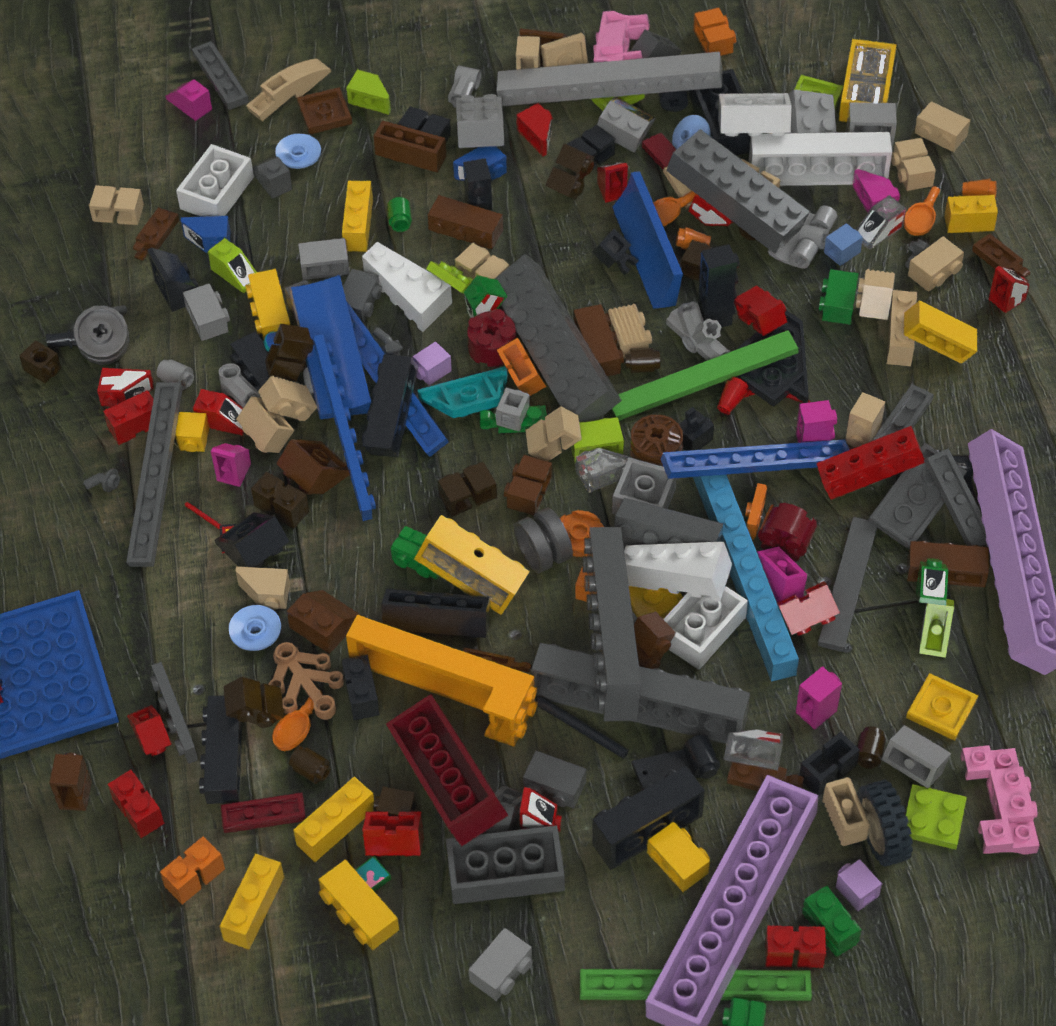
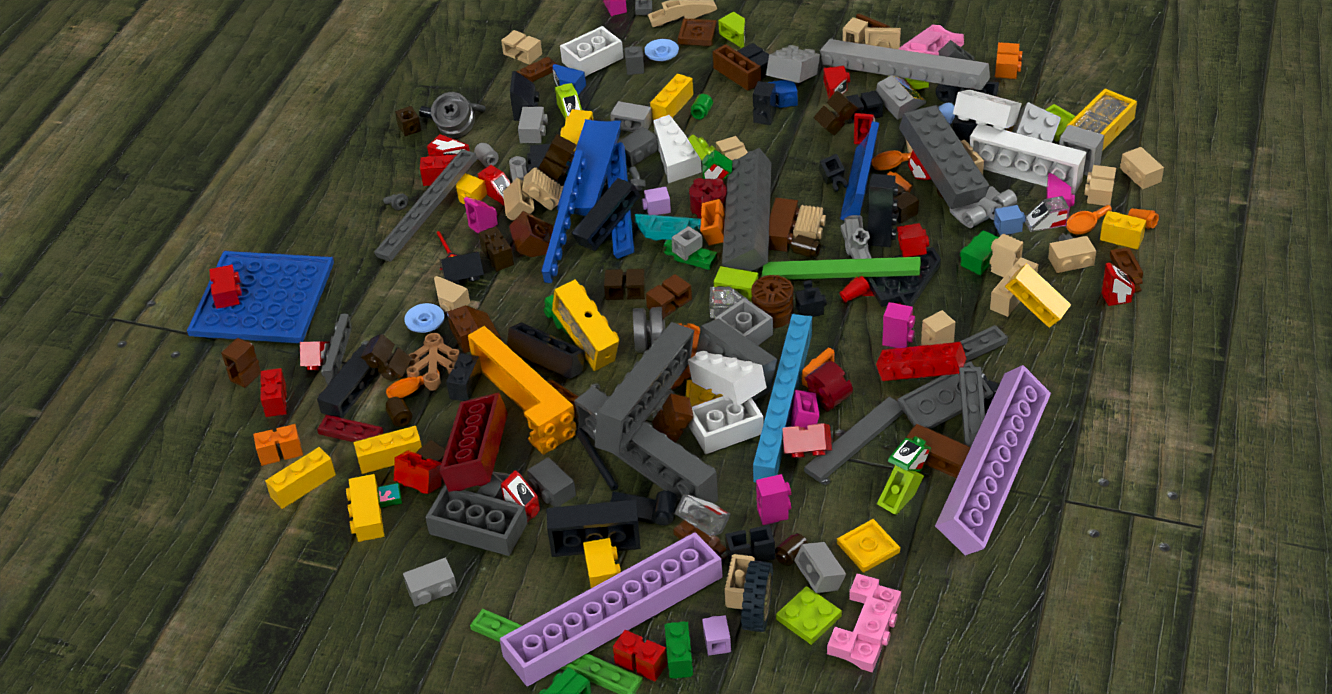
camera: 30 degrees right, 10 degrees down
(465, 81) = (807, 40): light grey piece -> none
(465, 222) = (743, 124): reddish brown brick -> none
(545, 435) = (704, 268): tan piece -> none
(750, 458) = (828, 326): blue plate -> none

